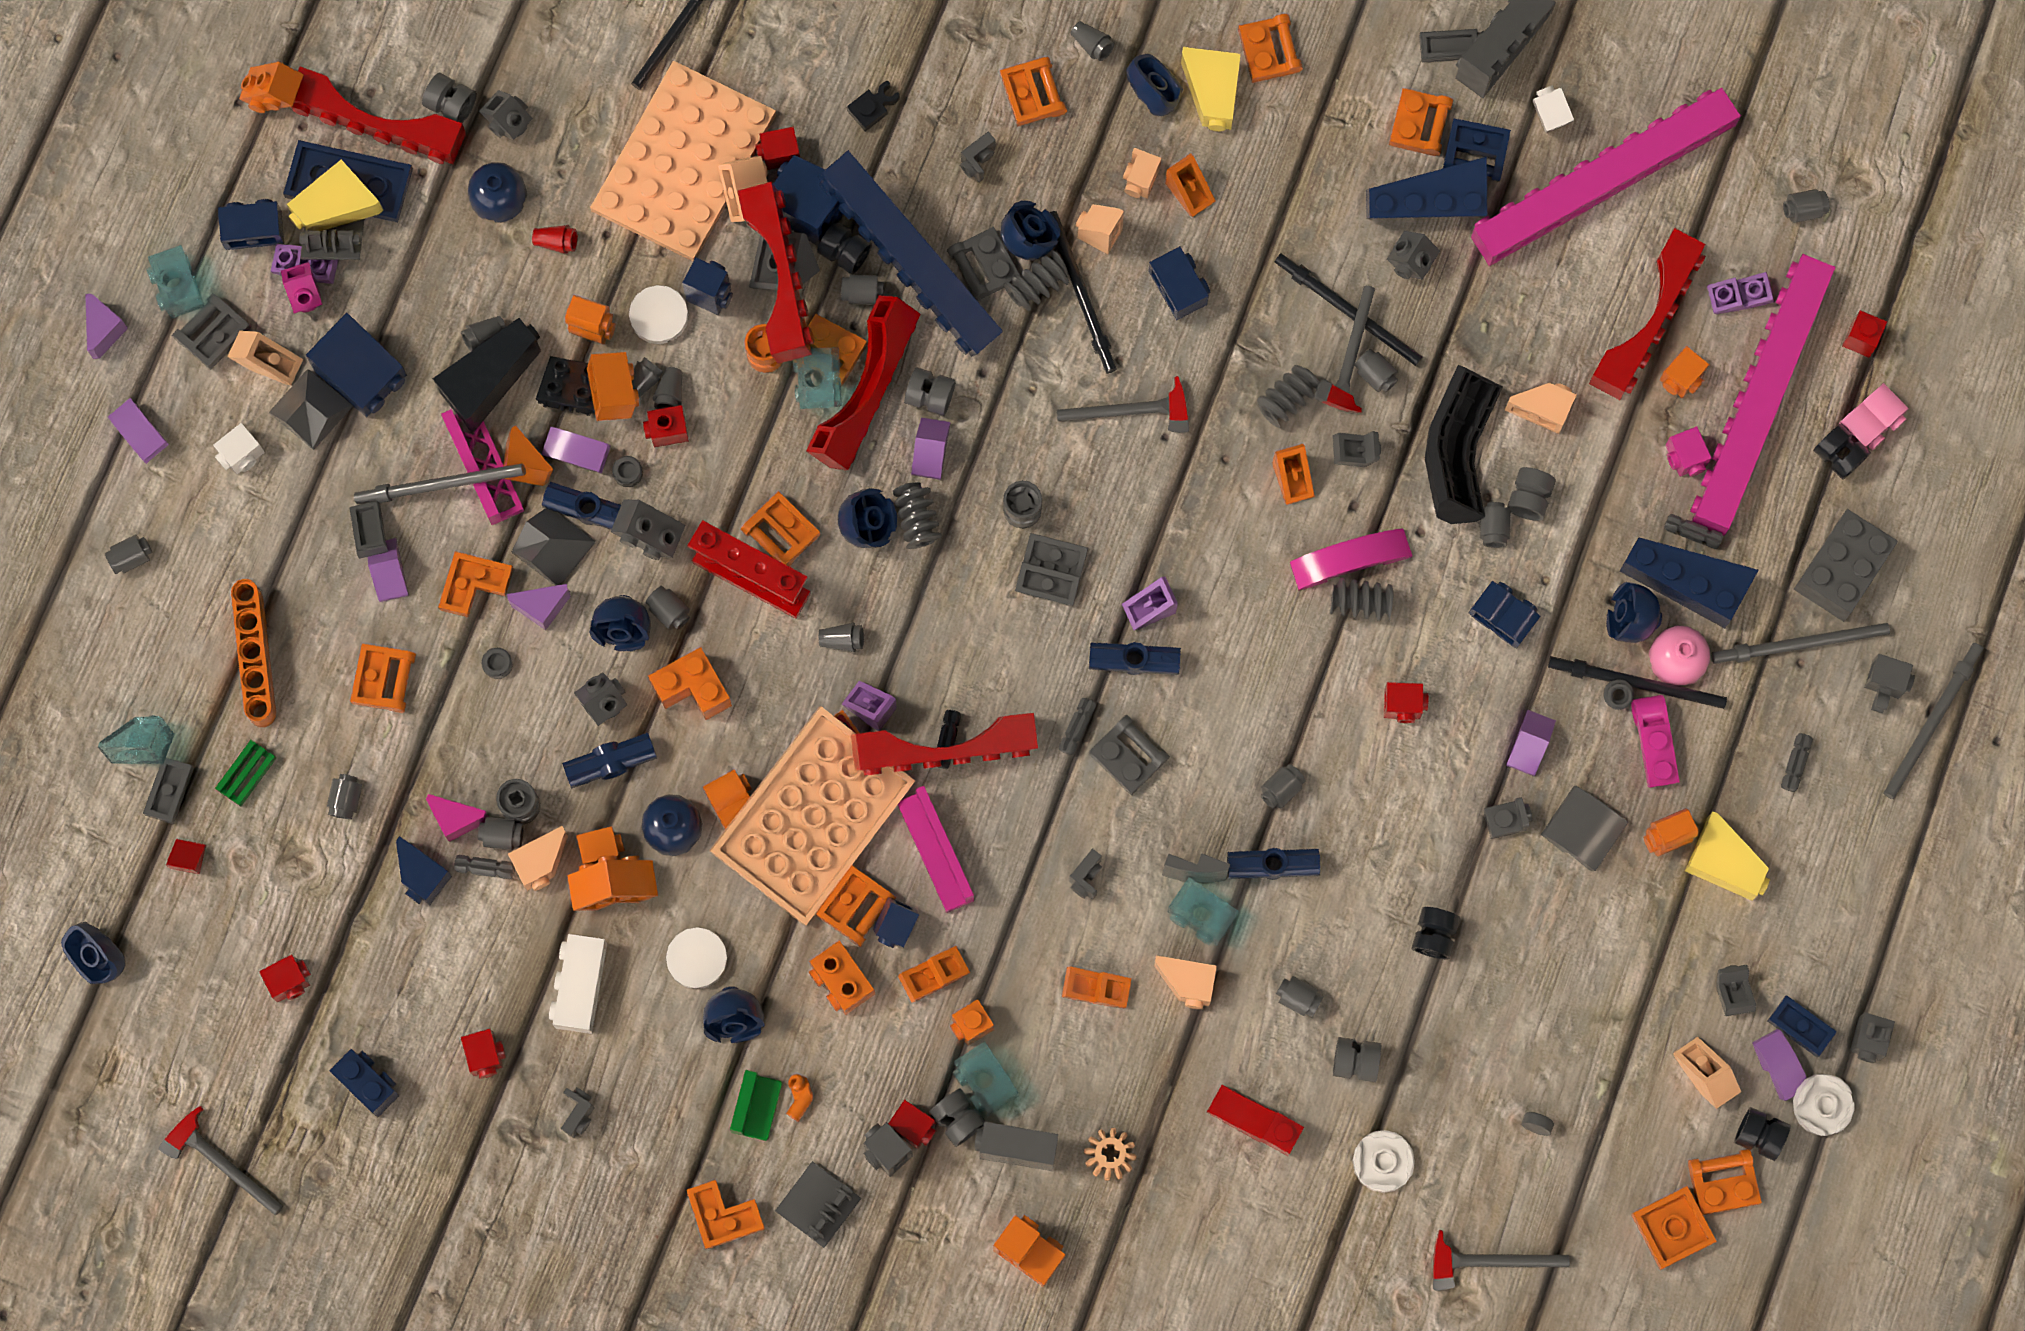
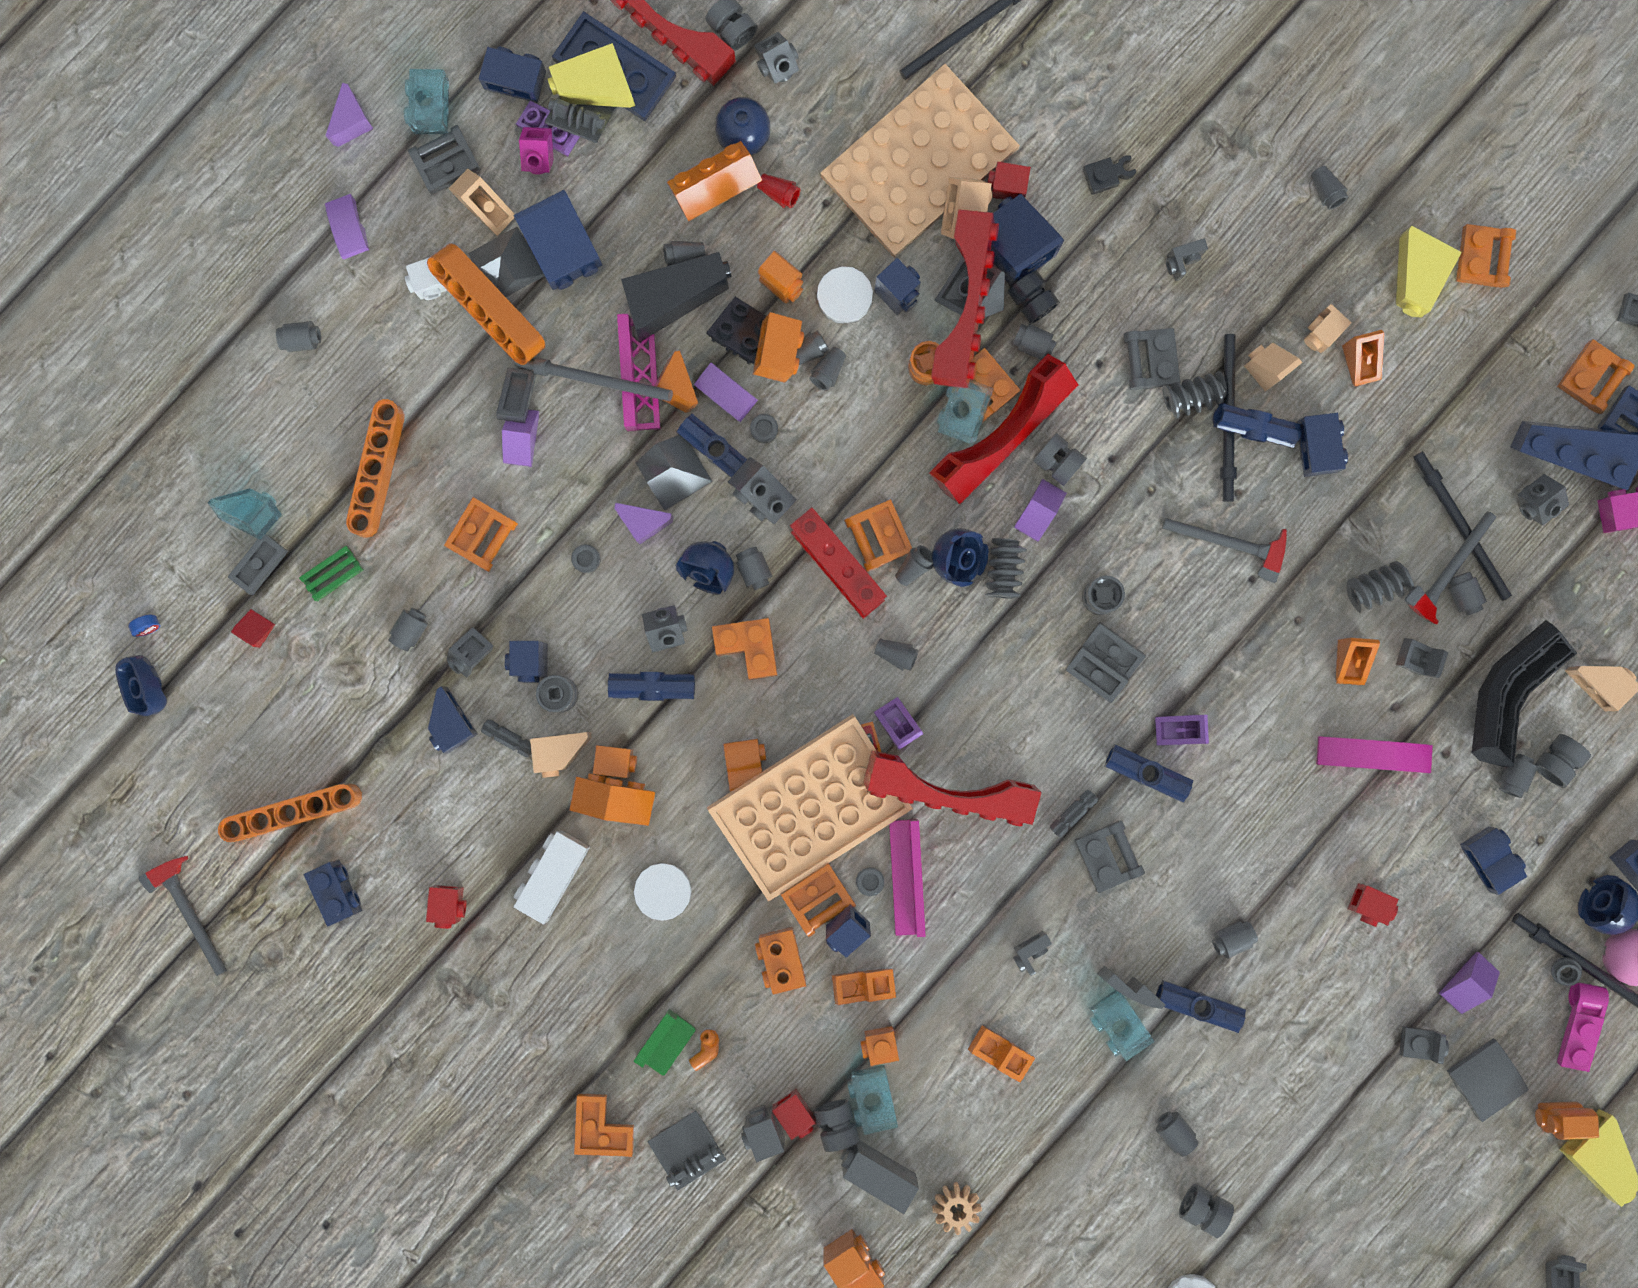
camera: 20 degrees right, 10 degrees up
(74, 893) = (144, 625): none -> blue tile
(276, 1023) = (277, 812): none -> orange beam
(286, 978) = (299, 773): red brick -> none
(307, 451) = (486, 304): none -> orange beam
(411, 797) = (468, 652): none -> dark grey bracket
(455, 818) = (496, 685): dark pink slope -> none
(472, 574) = (588, 470): orange plate -> none
(476, 778) = (527, 660): none -> dark blue brick
(489, 252) = (714, 180): none -> orange brick
(501, 833) = (531, 715): dark grey brick -> none
(578, 1119) = (507, 997): dark grey bracket -> none
(666, 426) = (813, 401): red brick -> none
(671, 825) = (684, 764): dark blue cylinder -> none
(733, 1015) = (675, 957): dark blue cylinder -> none
(826, 545) = (915, 565): none -> dark grey cone
(900, 870) = (870, 881): none -> dark grey tile
(909, 253) = (1091, 326): dark blue brick -> none
(948, 733) = (959, 774): black axle -> none
(1024, 94) = (1247, 215): orange plate -> none
(1029, 231) = (1205, 346): dark blue cylinder -> none
(1108, 288) = (1256, 425): none -> dark blue piece
(1154, 84) = (1369, 250): dark blue piece -> none
(1188, 980) = (1085, 1081): light nougat slope -> none
(1255, 1120) = (1096, 1229): red slope -> none
(1362, 599) = (1374, 797): dark grey piece -> none
(1435, 933) = (1327, 1117): black wheel -> none

